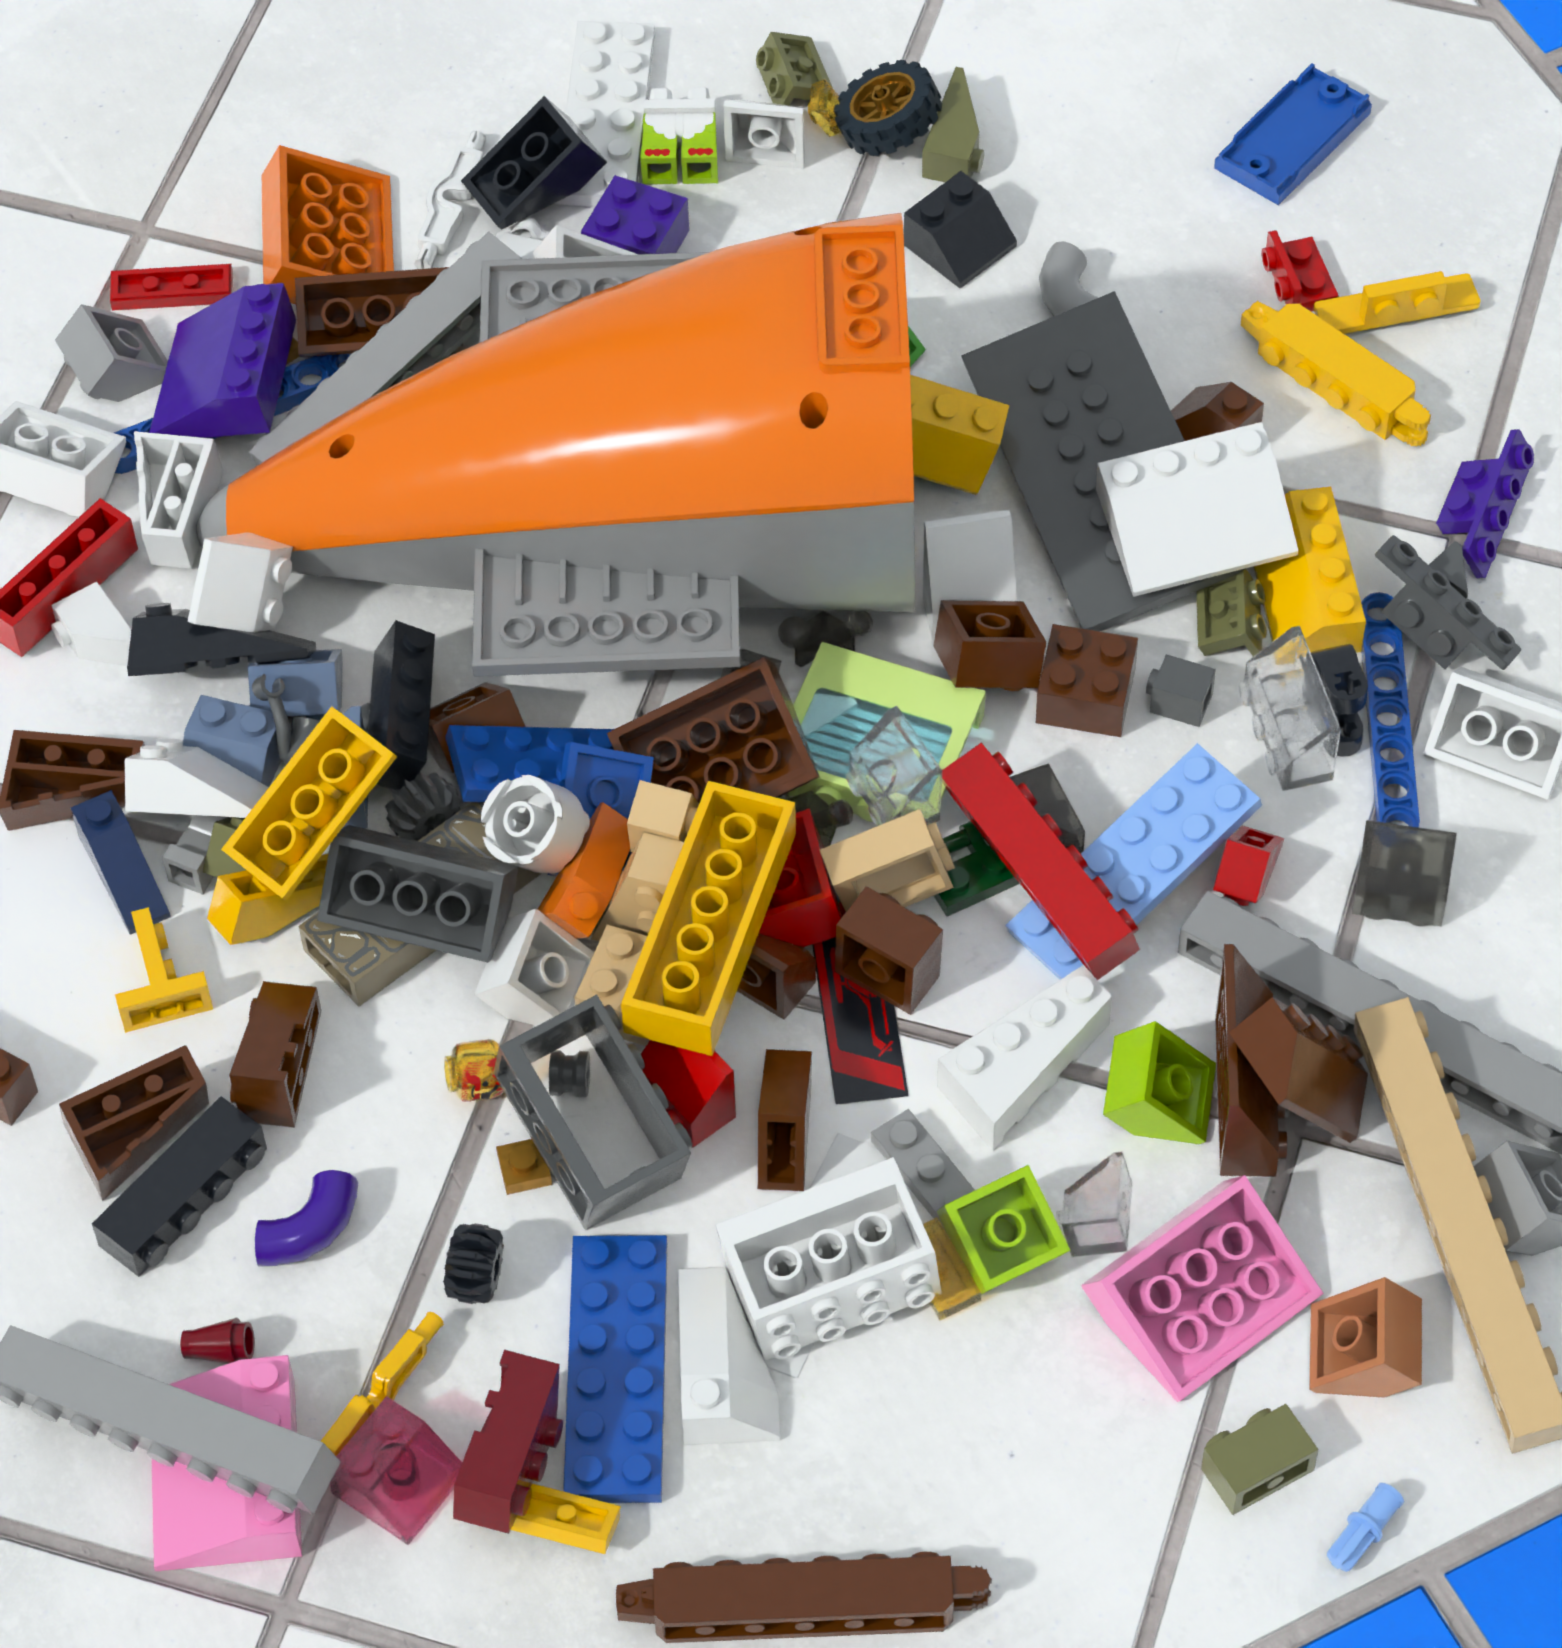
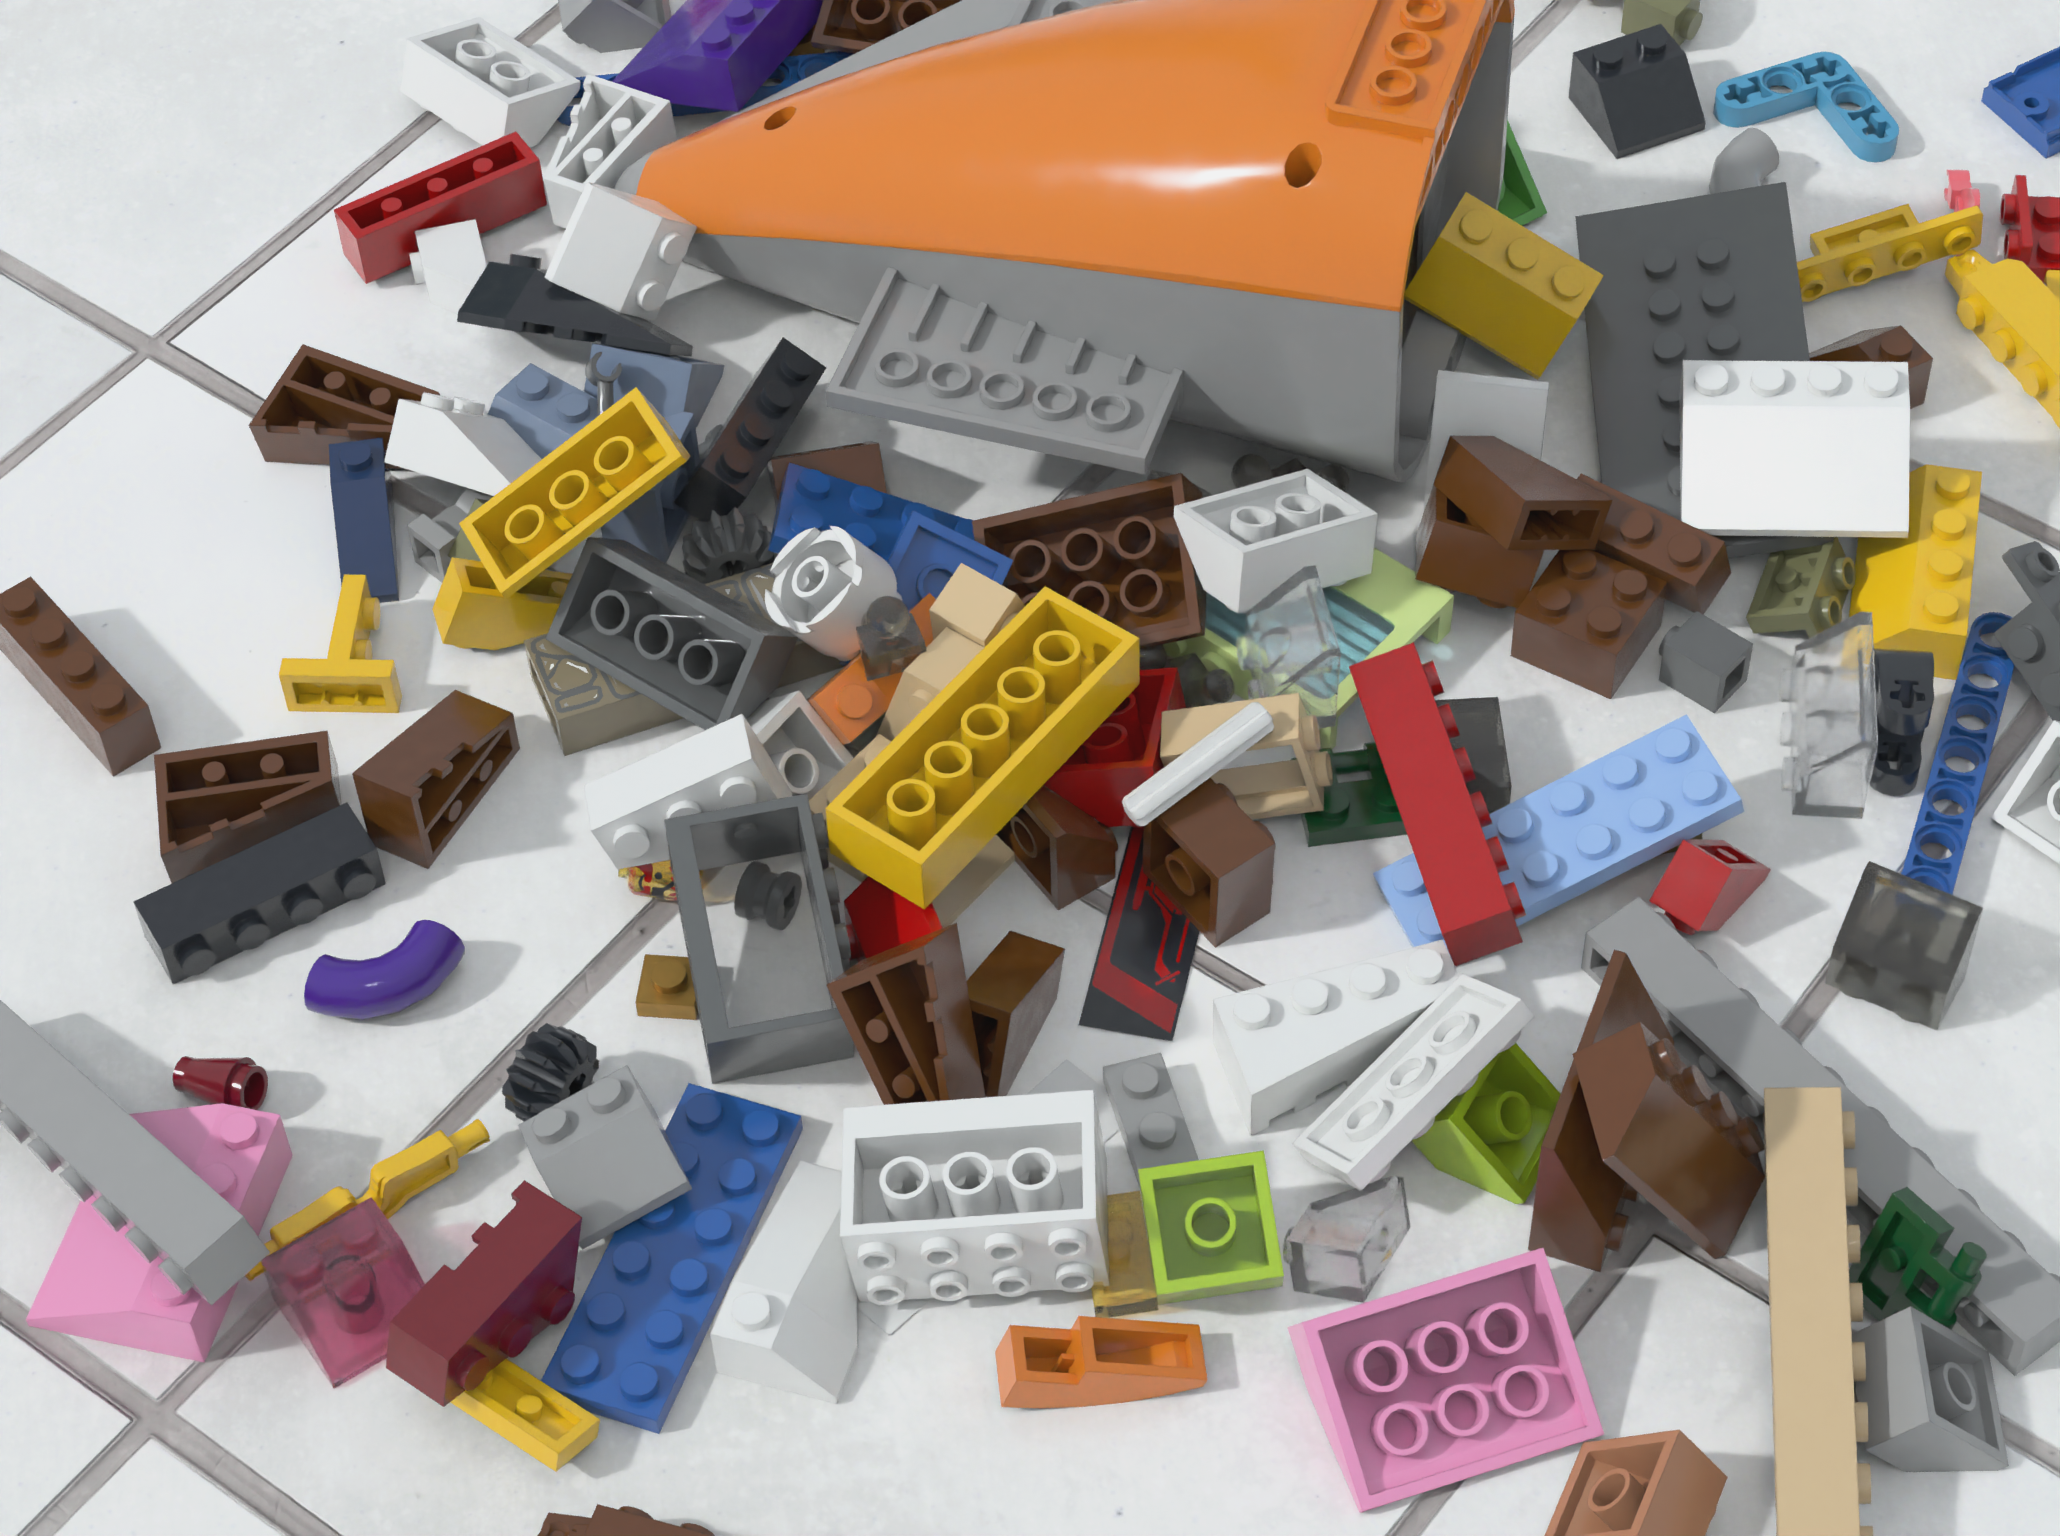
camera: 20 degrees right, 5 degrees down
(493, 1009) = (698, 775): none -> white wedge
(543, 1308) = (605, 1155): none -> light grey slope
(600, 851) = (888, 638): none -> clear smoke piece
(736, 1143) = (913, 1020): none -> reddish brown wedge
(848, 686) = (1269, 530): none -> white slope
(868, 885) = (1198, 764): none -> white axle
(957, 1352) = (1098, 1362): none -> orange slope
(1012, 603) = (1519, 496): none -> reddish brown slope
(1094, 192) = (1816, 80): none -> dark azure beam
(1104, 1078) = (1413, 1081): none -> white plate
(1108, 609) = (1663, 547): none -> reddish brown brick
(1189, 313) = (1882, 246): none -> yellow bracket
(1238, 264) = (1960, 192): none -> coral piece
(1485, 1099) = (1905, 1249): none -> dark green plate

